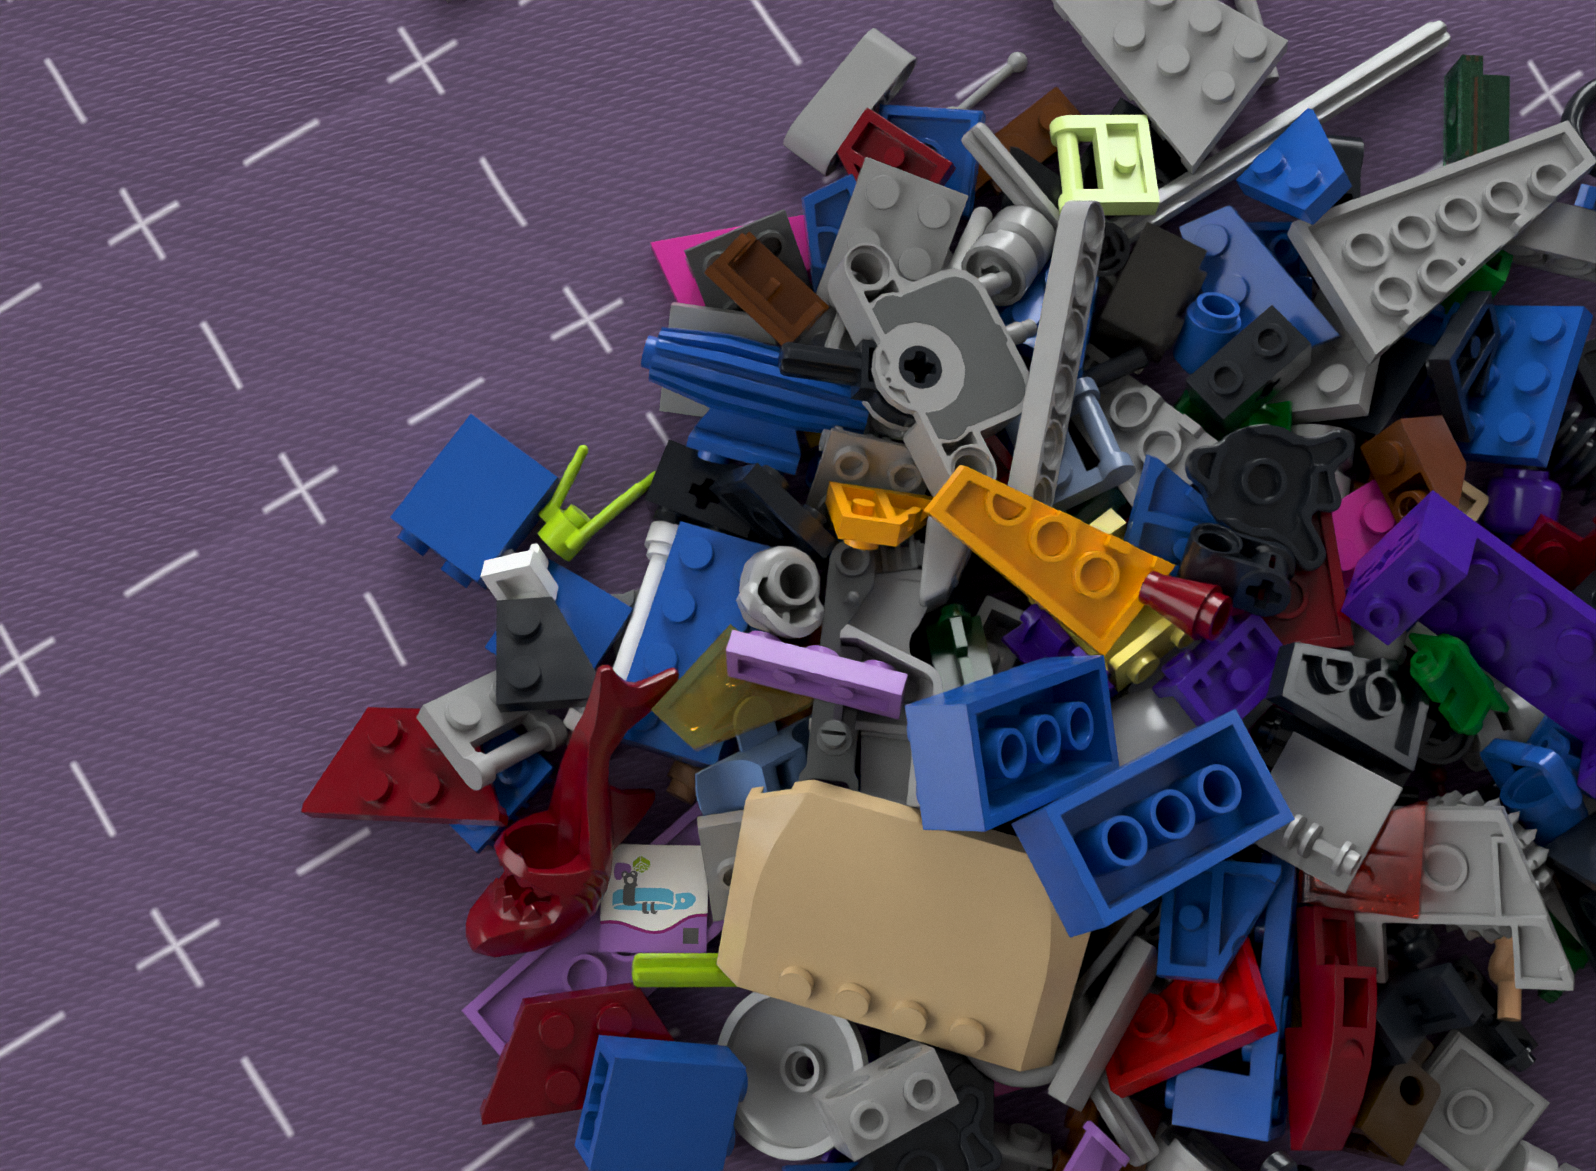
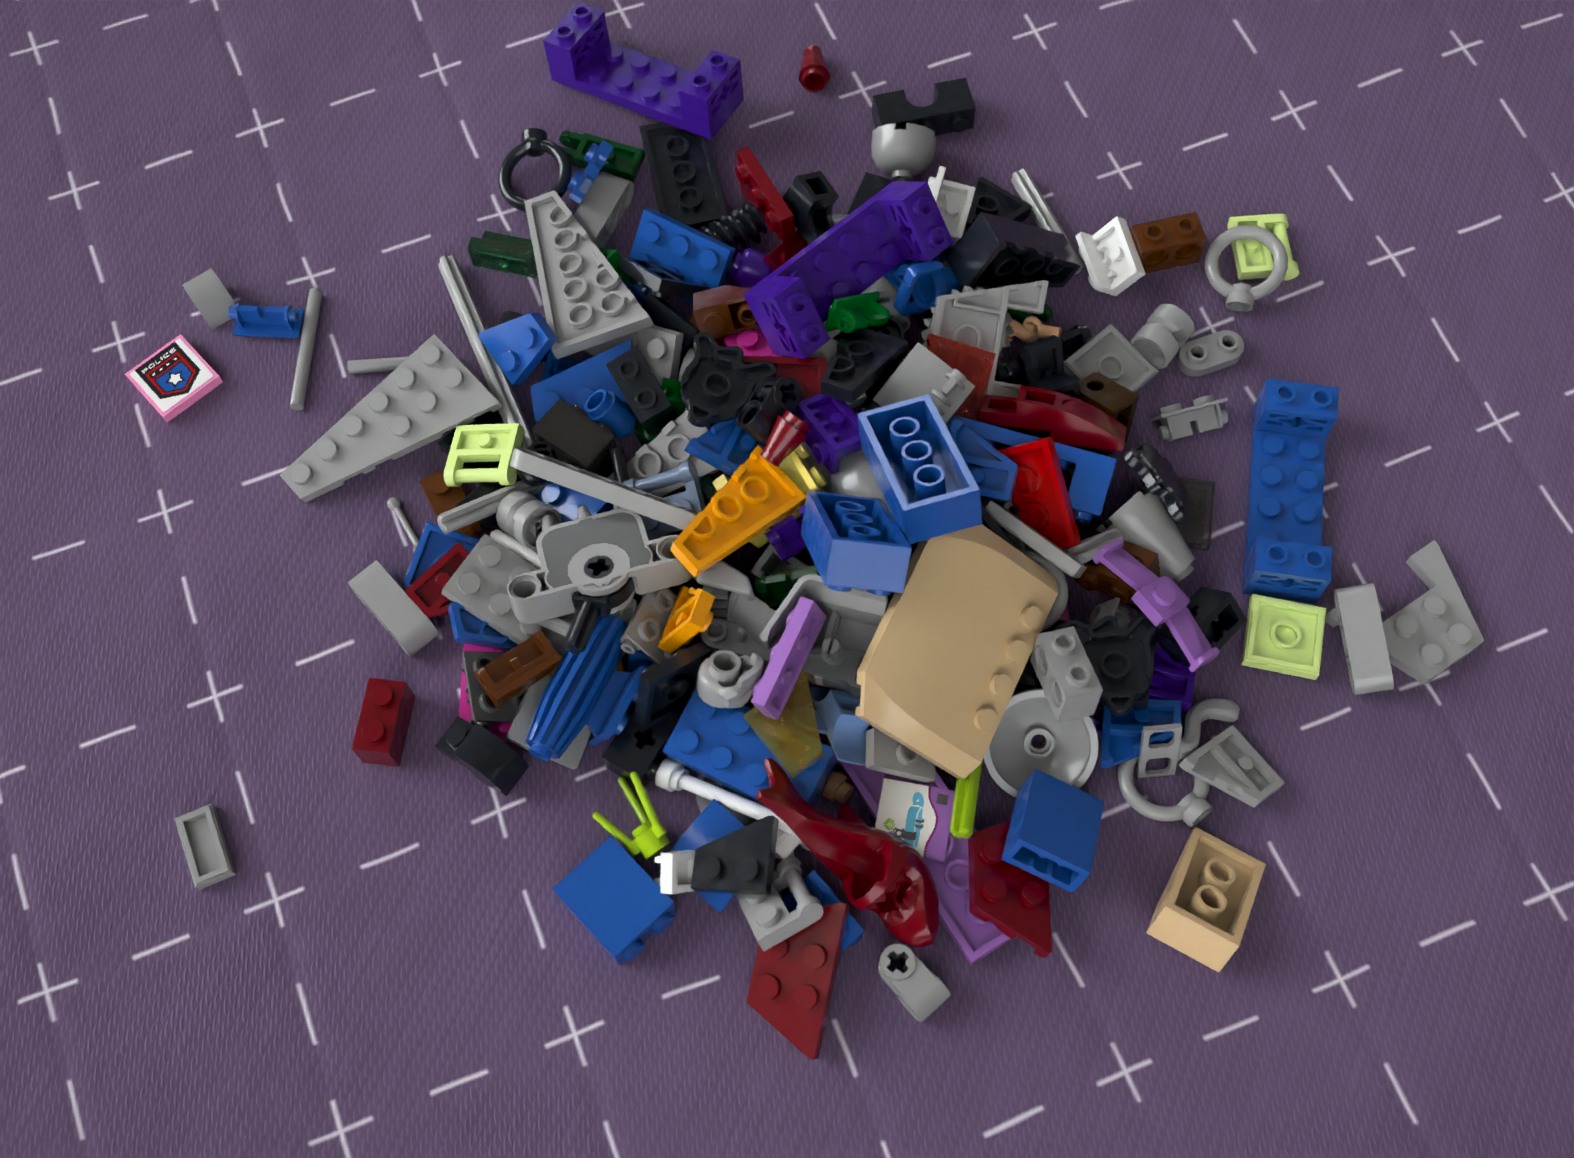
camera: 75 degrees left, 15 degrees down
(420, 935) = (917, 987): none -> light grey piece
(647, 276) = (483, 755): none -> black brick
(676, 132) = (383, 722): none -> dark red brick

